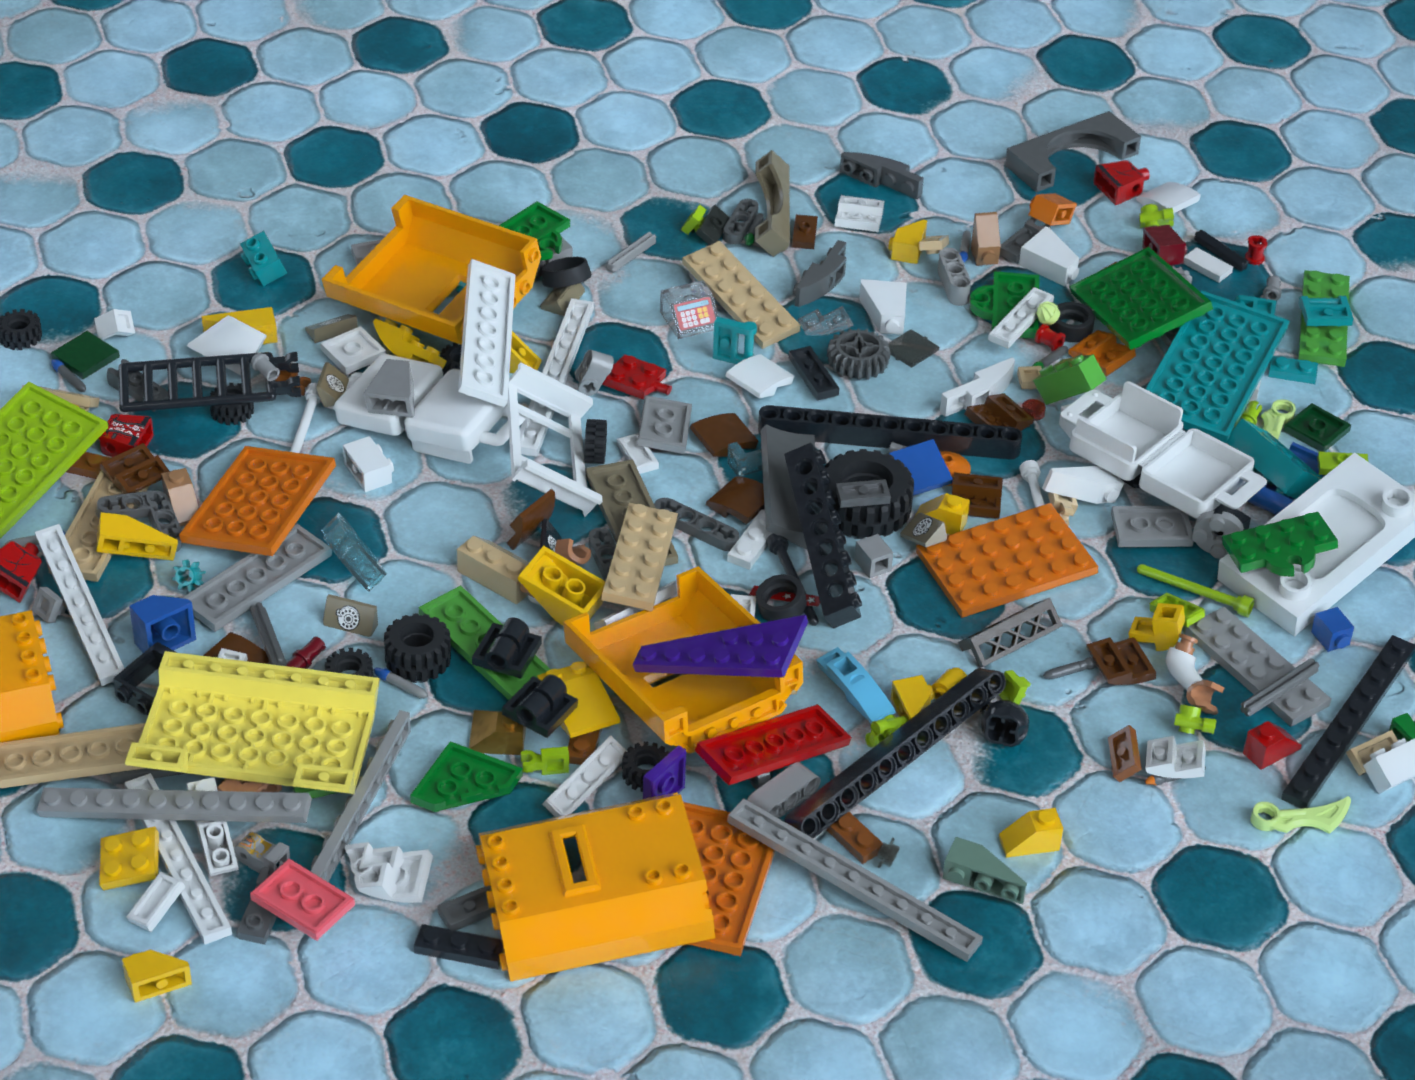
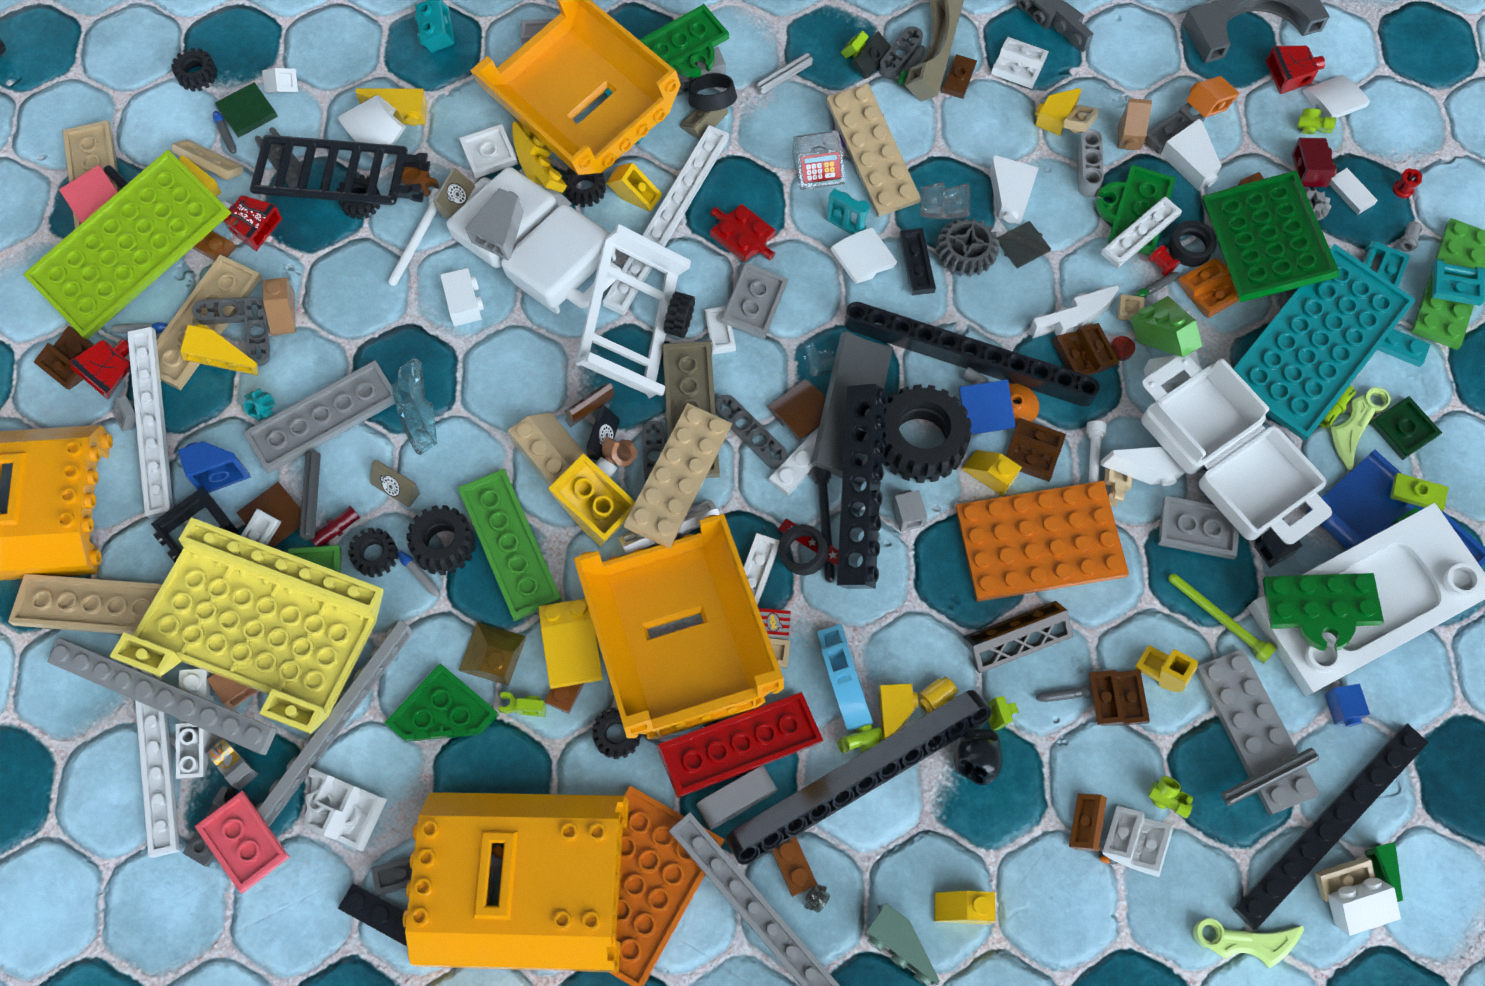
camera: 15 degrees right, 25 degrees up
(129, 858) = (110, 741): yellow plate -> none
(134, 469) = (243, 267): reddish brown slope -> none
(154, 974) = (89, 888): yellow slope -> none
(155, 901) = (119, 800): white tile -> none
(258, 500) = (346, 326): orange plate -> none
(261, 363) = (388, 164): light grey pin -> none
(332, 327) = (478, 117): dark tan slope -> none
(487, 333) = (598, 178): white plate -> none
(507, 648) = (520, 565): black plate -> none
(541, 705) = (524, 656): black plate -> none
(585, 778) = (555, 735): white tile -> none
(593, 371) = (702, 225): light grey piece -> none
(667, 775) = (622, 766): dark purple plate -> none
(723, 429) = (808, 323): reddish brown slope -> none
(741, 651) = (728, 645): dark purple wing -> none
(821, 277) = (961, 140): dark grey slope -> none
(863, 493) = (912, 450): flat silver plate -> none
(925, 530) = (967, 492): dark tan slope -> none
(965, 244) = (1108, 134): light grey piece -> none
(1048, 313) = (1169, 234): yellowish green plate -> none
(1182, 667) = (1177, 722): piece -> none
(1192, 612) = (1194, 643): lime plate -> none
(1210, 522) = (1263, 560): light grey plate -> none
(1221, 250) = (1371, 175): black axle -> none
(1269, 744) = (1241, 842): red slope -> none
(1273, 459) = (1349, 473): teal slope -> none

